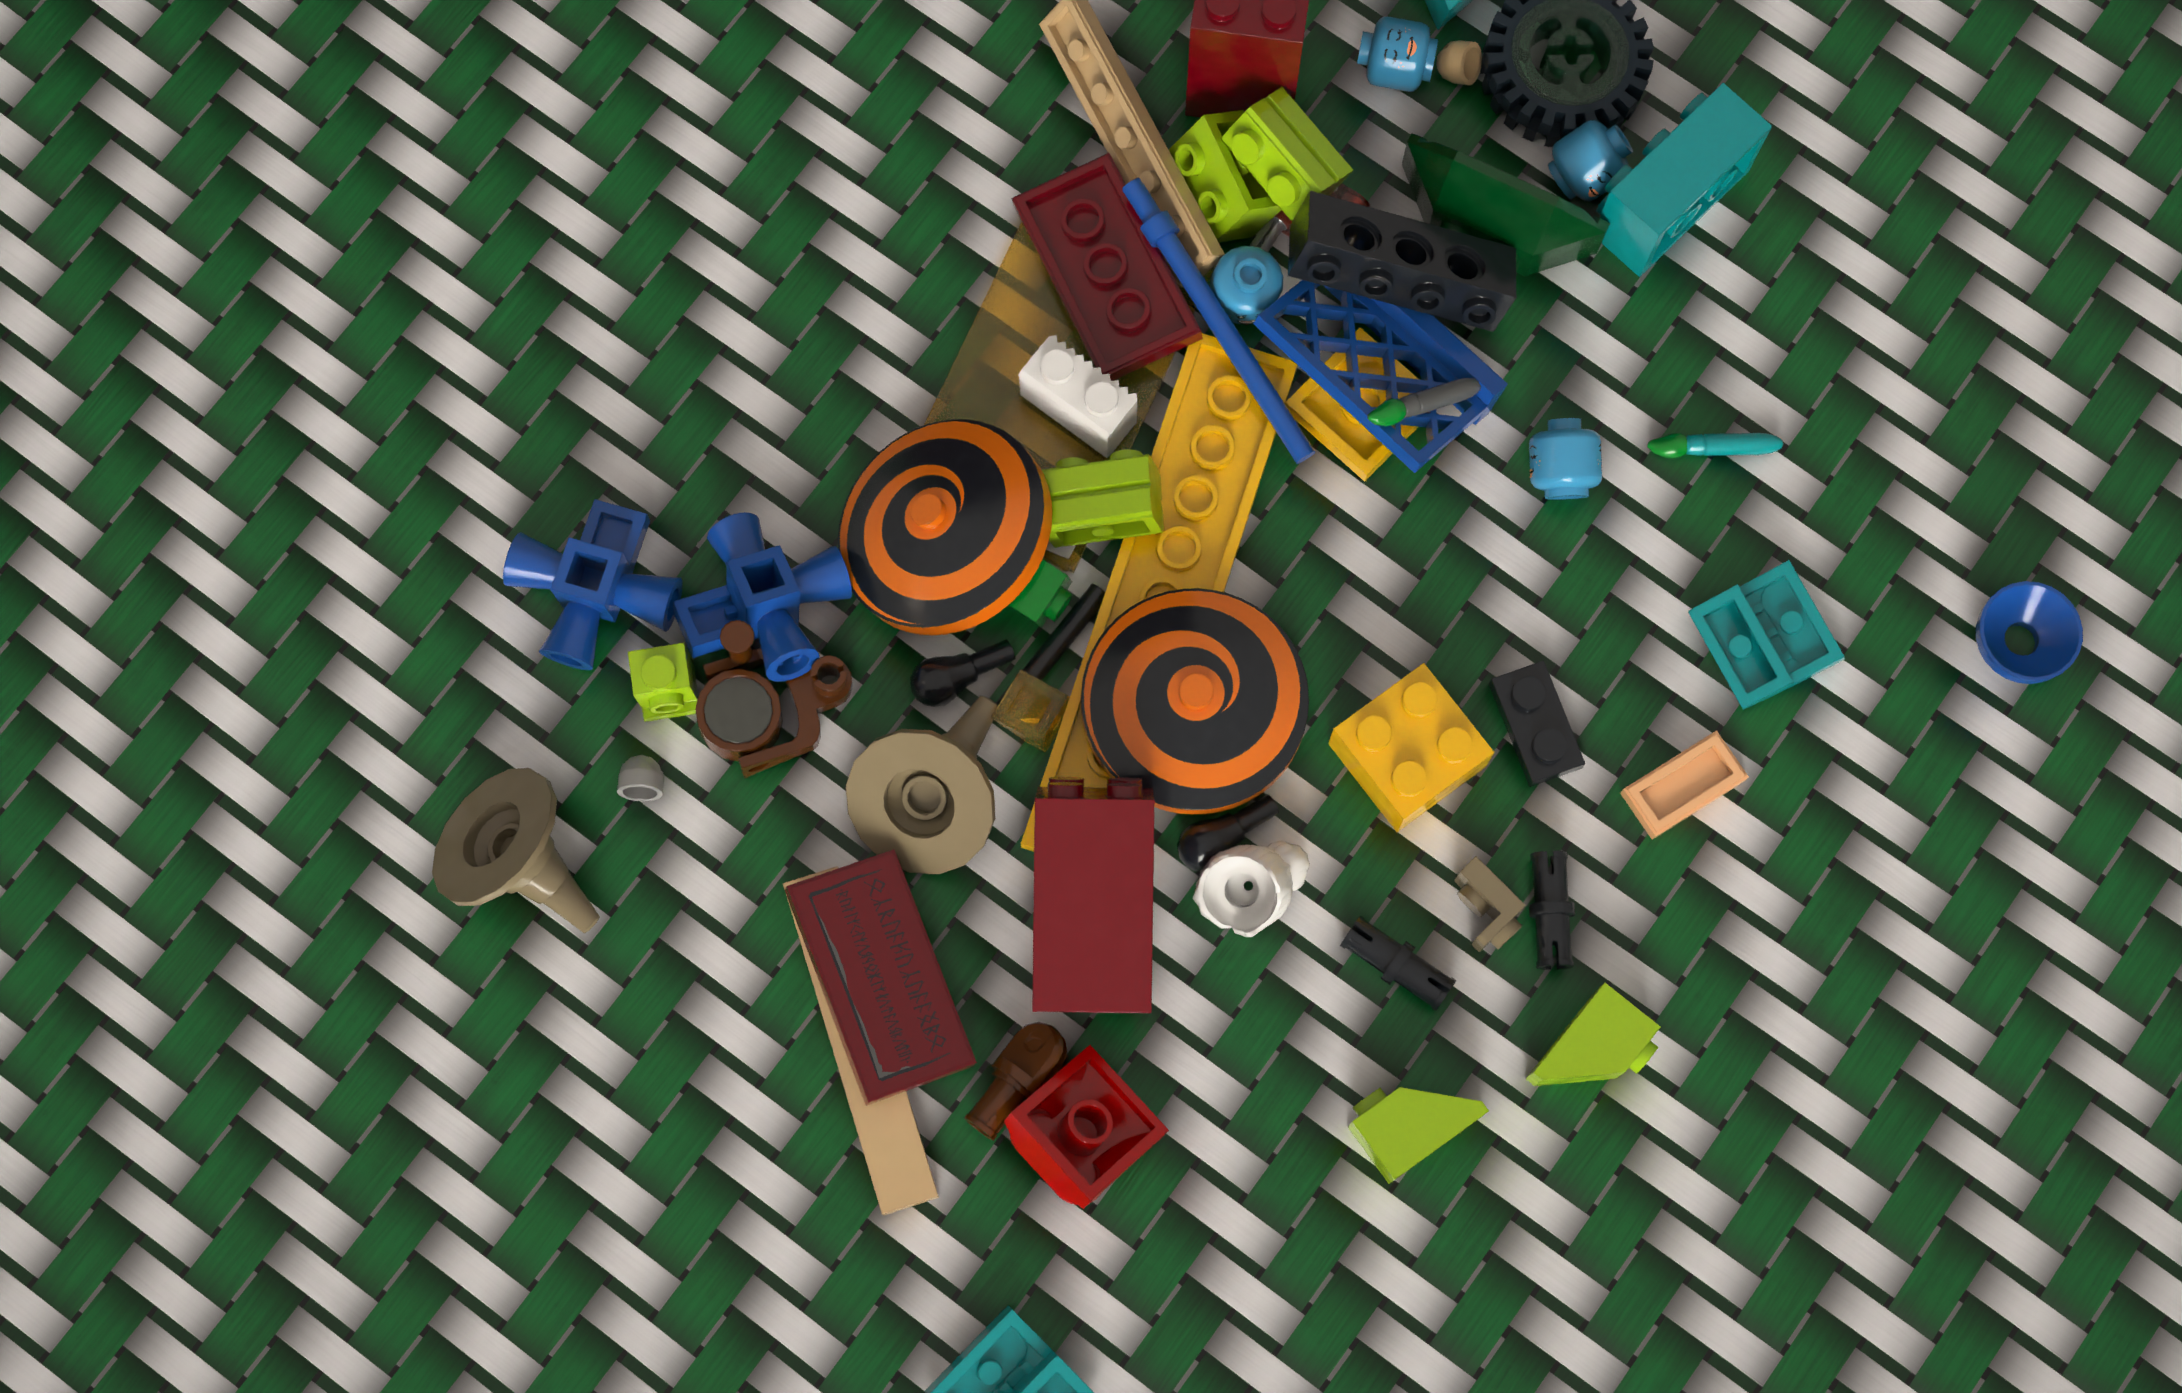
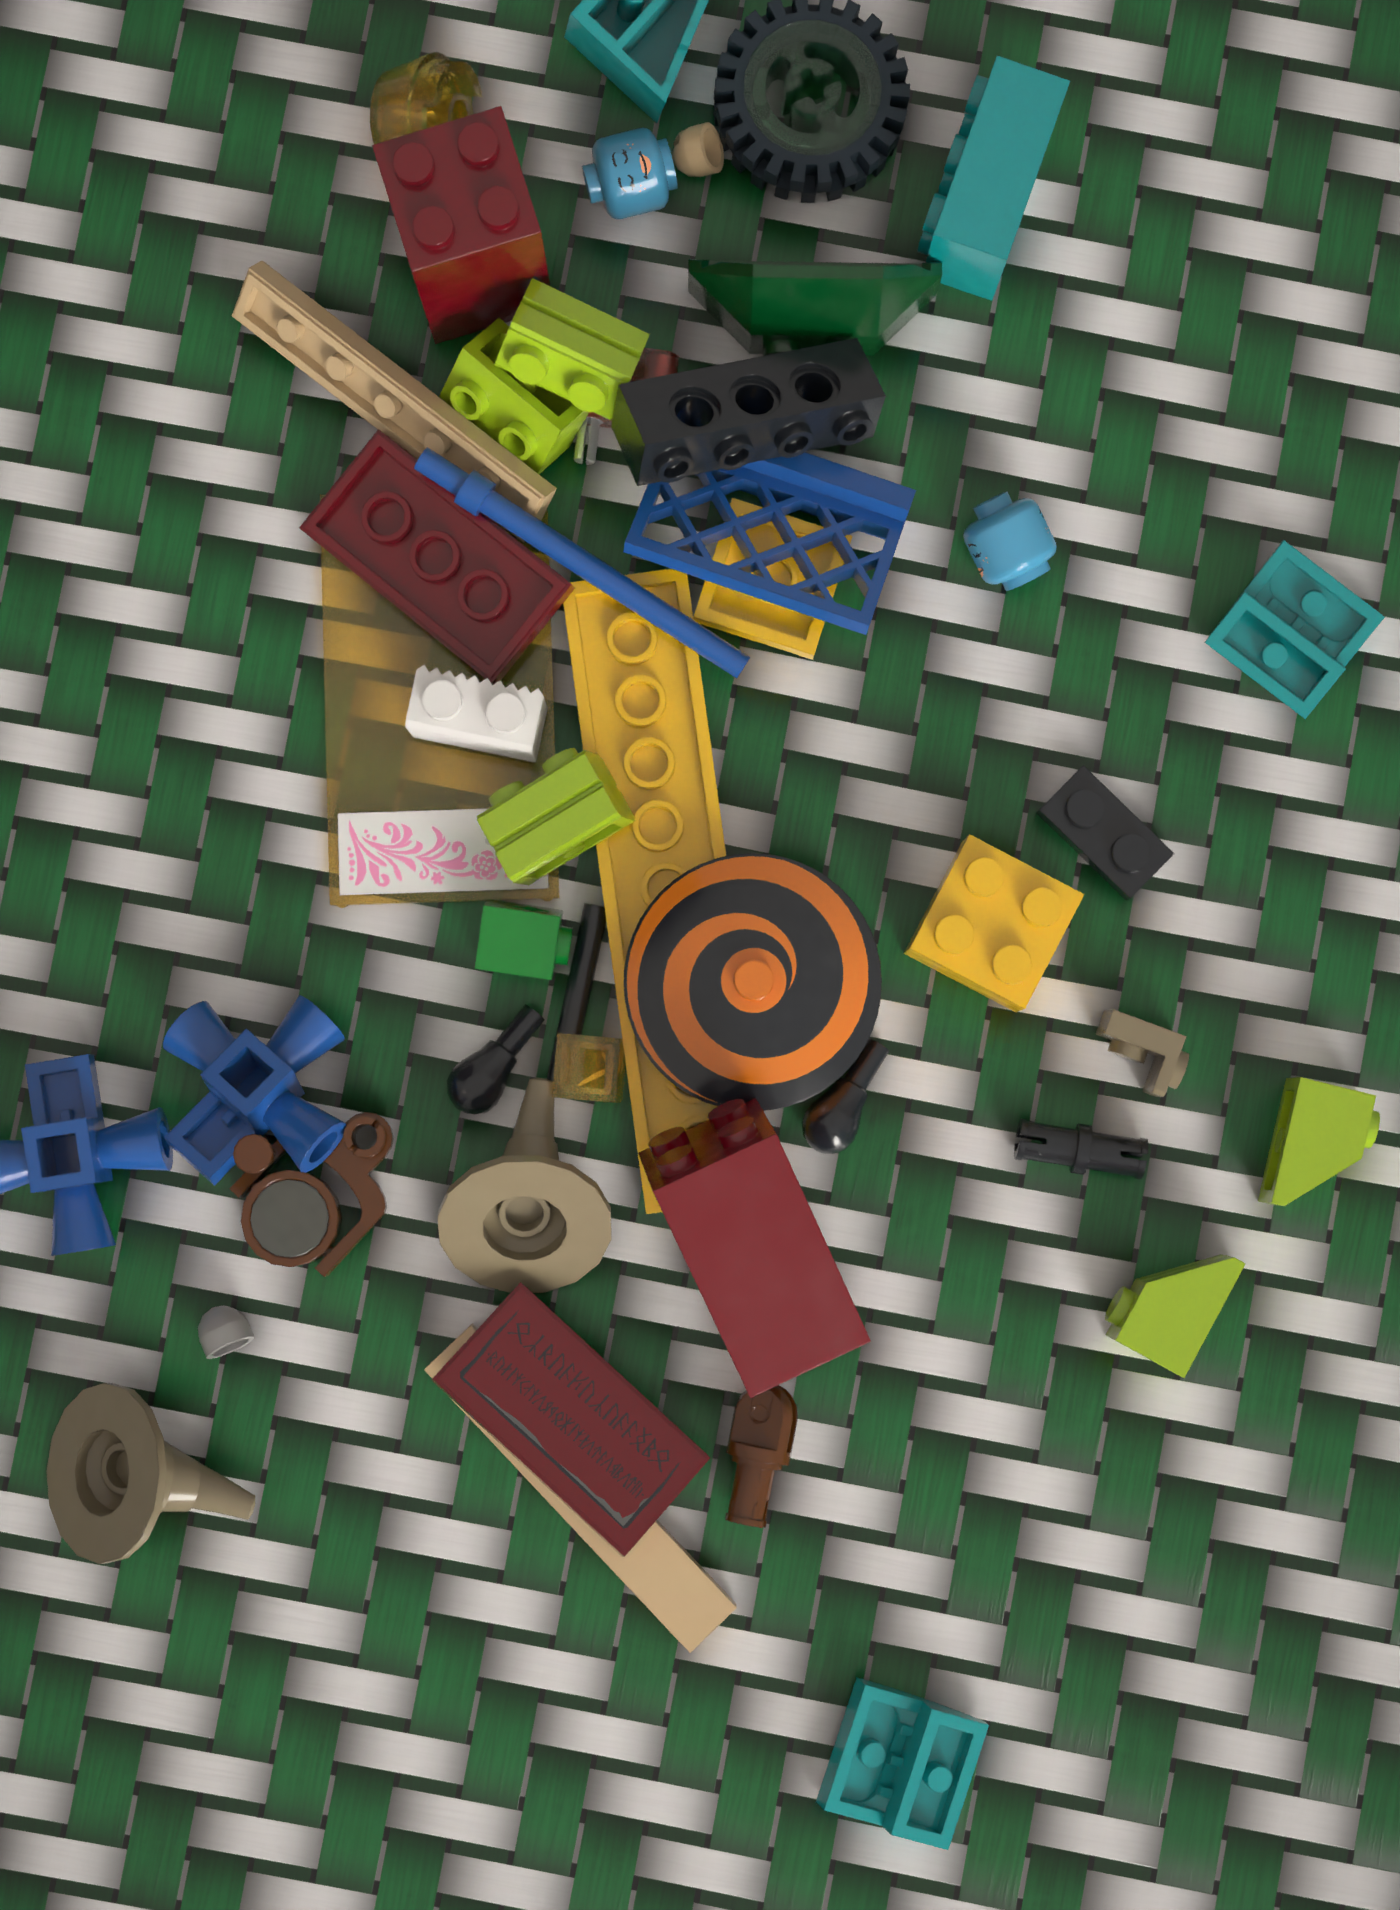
camera: 30 degrees left, 10 degrees up
(664, 681) = (196, 1222): lime brick -> none
(945, 527) = (407, 922): dish -> none
(1083, 1128) = (851, 1472): red slope -> none
(1246, 283) = (593, 507): dark azure head -> none
(1272, 869) = (918, 1122): white piece -> none
(1420, 402) = (817, 580): dark grey piece -> none
(1551, 910) = (1208, 1021): black pin -> none
(1588, 159) = (887, 199): dark azure head -> none
(1684, 785) = (1281, 825): light nougat tile -> none
(1722, 444) = (1115, 466): teal piece -> none

